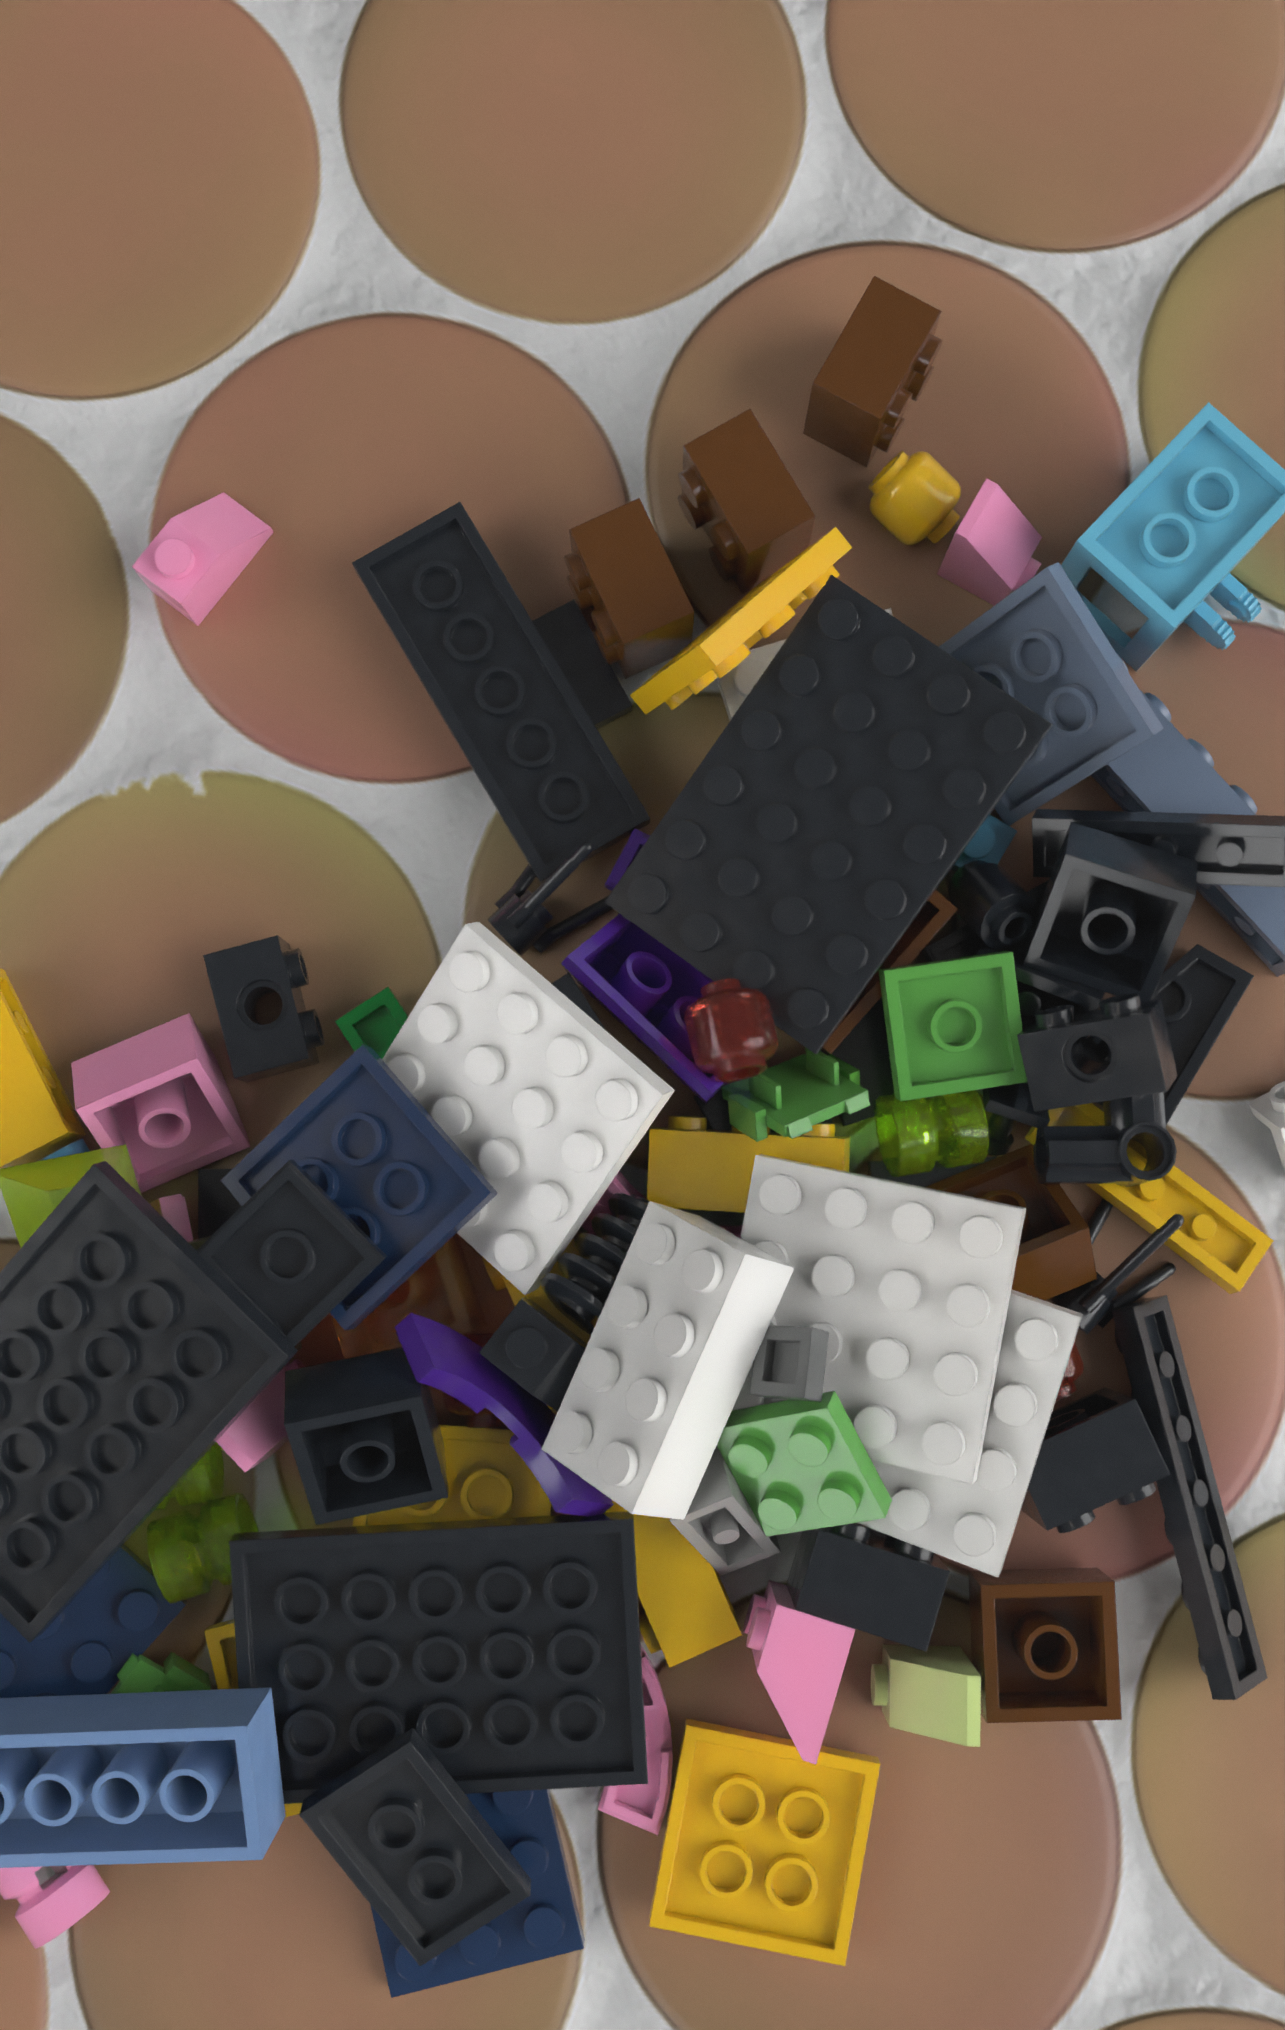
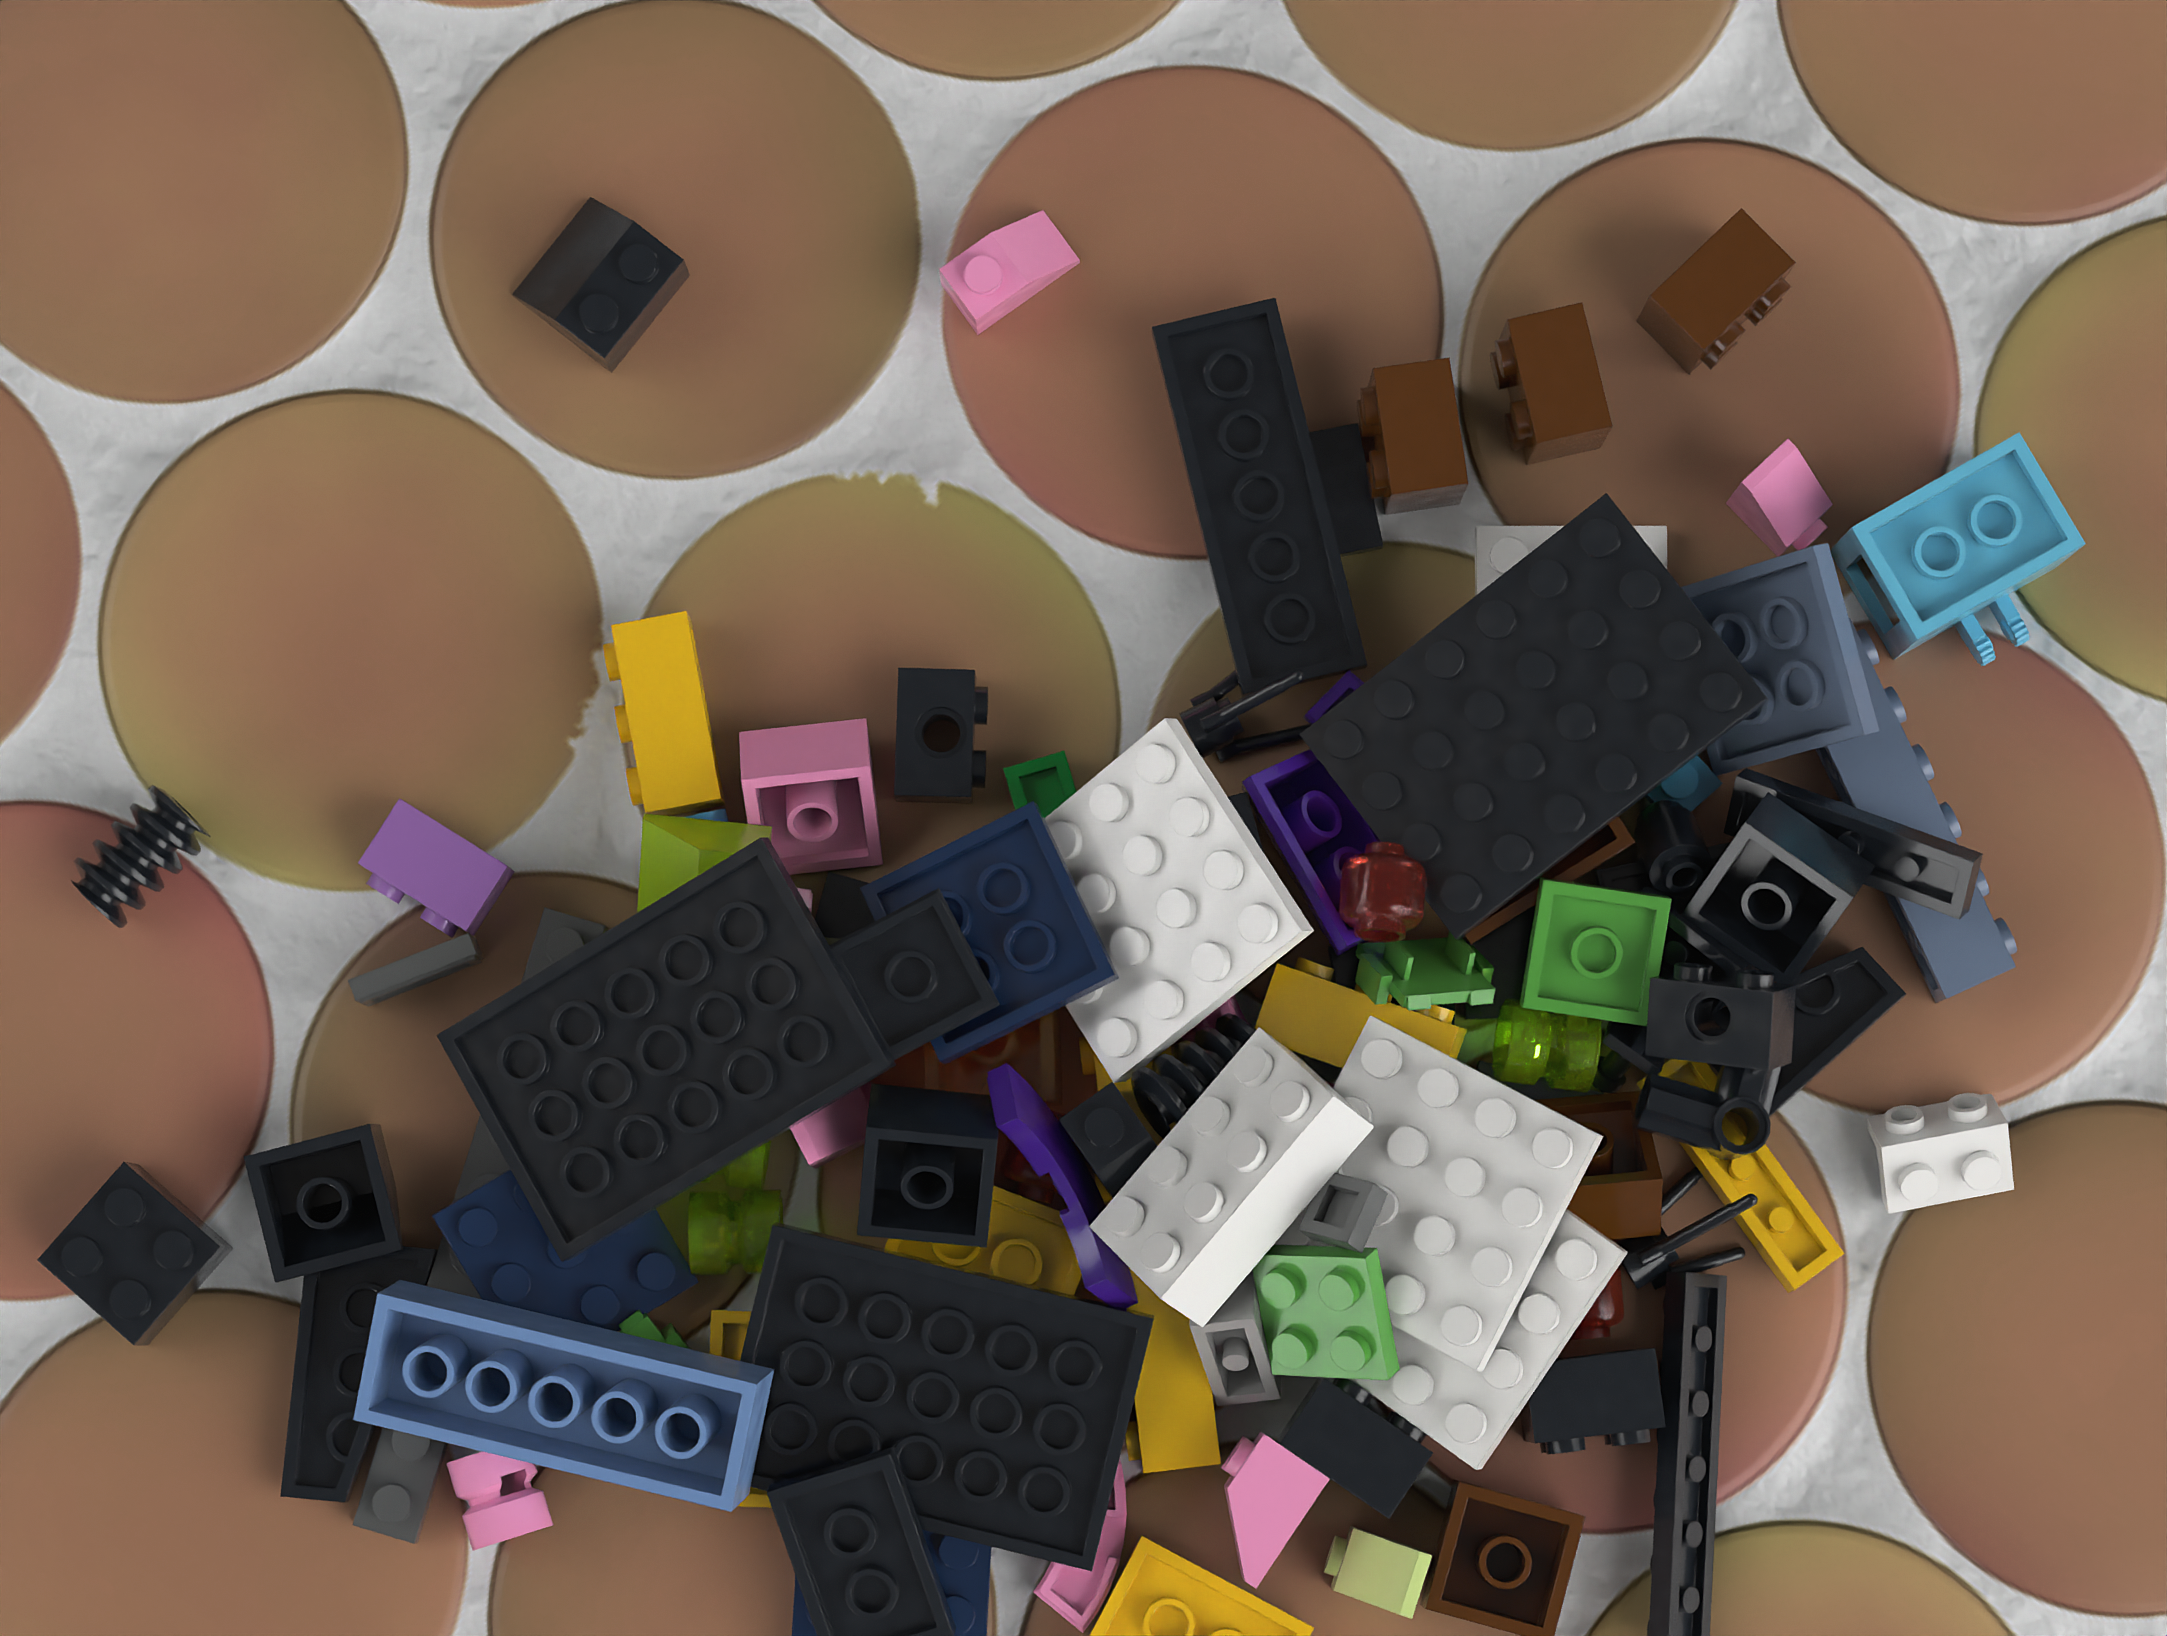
camera: 15 degrees right, 0 degrees up
(743, 625) = (1518, 503): yellow plate -> none
(915, 498) = (1723, 424): yellow head -> none

